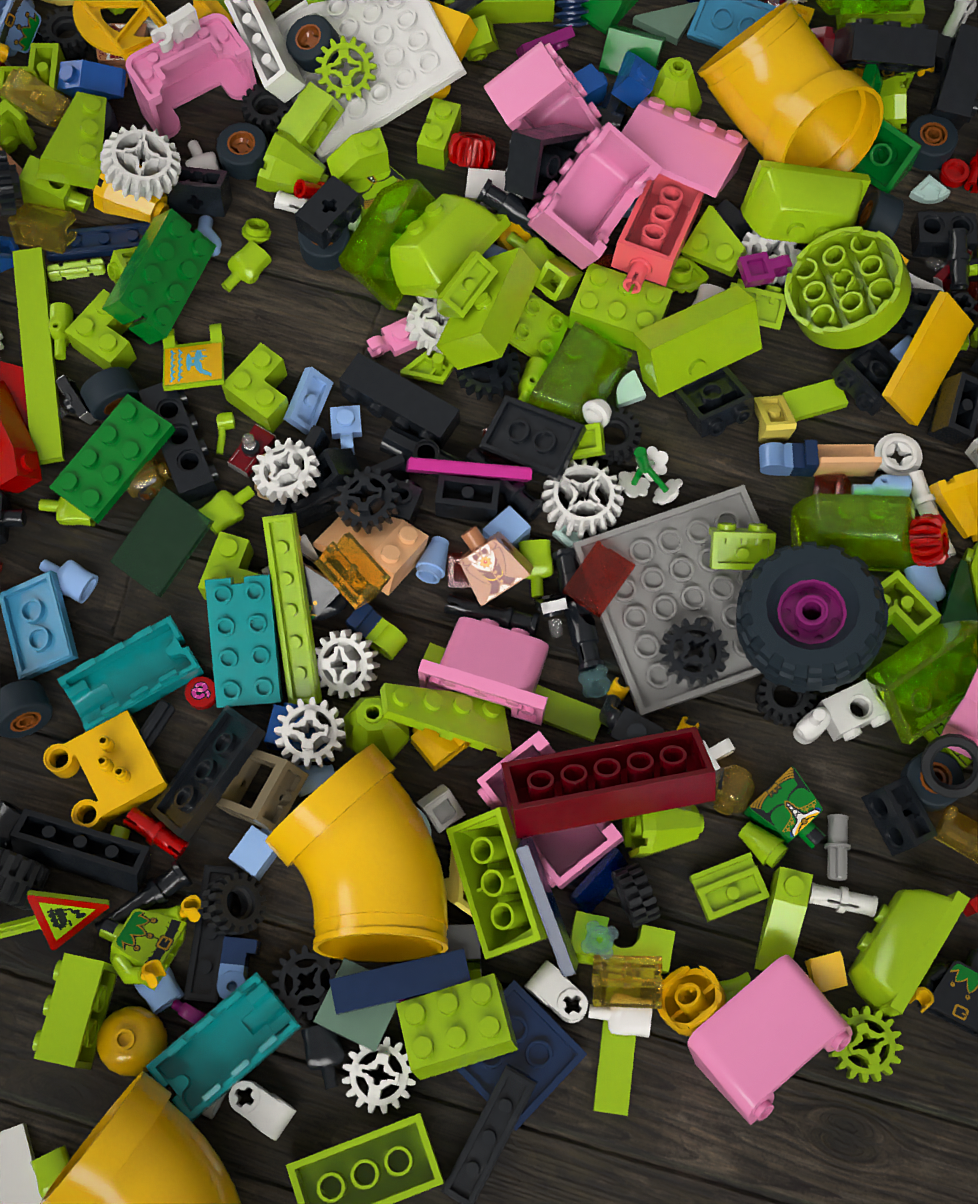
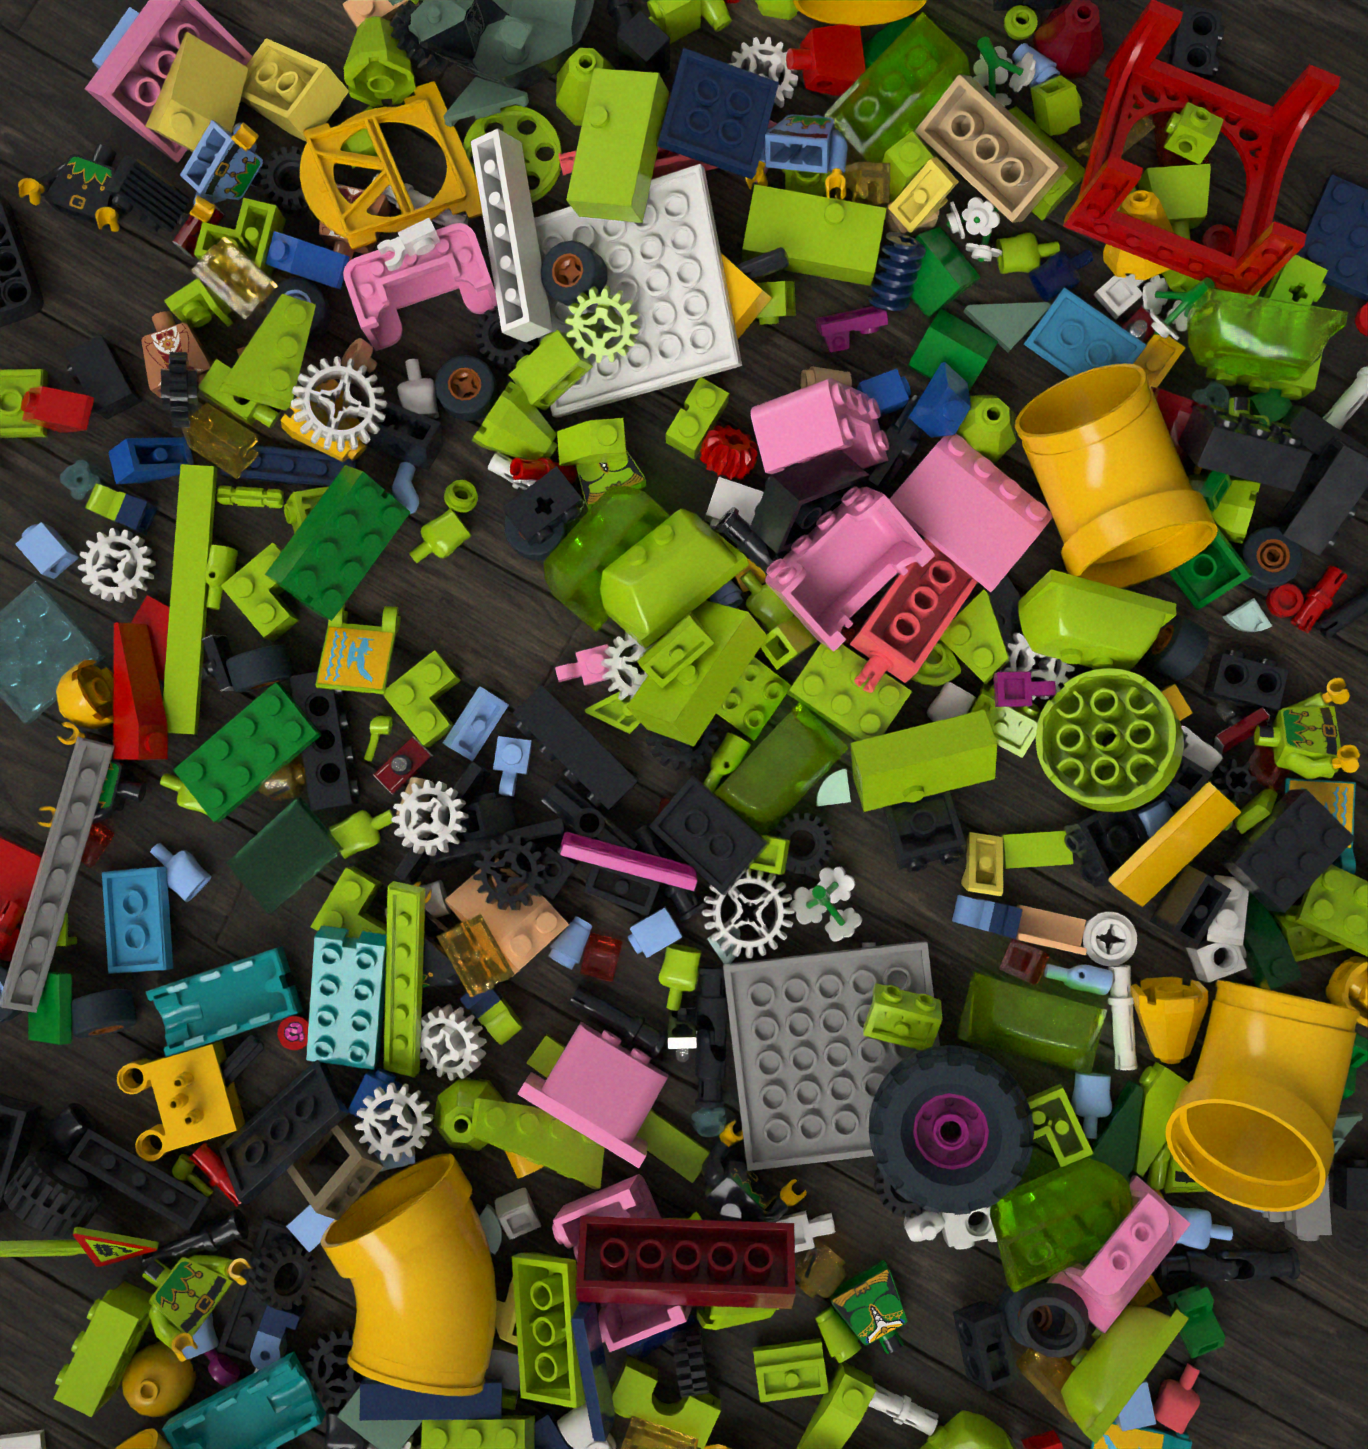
camera: 15 degrees right, 15 degrees up
(492, 564) = (630, 975): torso -> none
(597, 411) = (786, 824): white plate -> none
(598, 579) = (739, 1016): clear red plate -> none
(608, 935) = (641, 1416): clear light blue plate -> none
(686, 642) = (808, 1131): black gear -> none
(837, 847) = (913, 1354): light grey axle -> none
(929, 540) = (1108, 1058): red gear -> none
(958, 259) = (1249, 728): black pin -> none

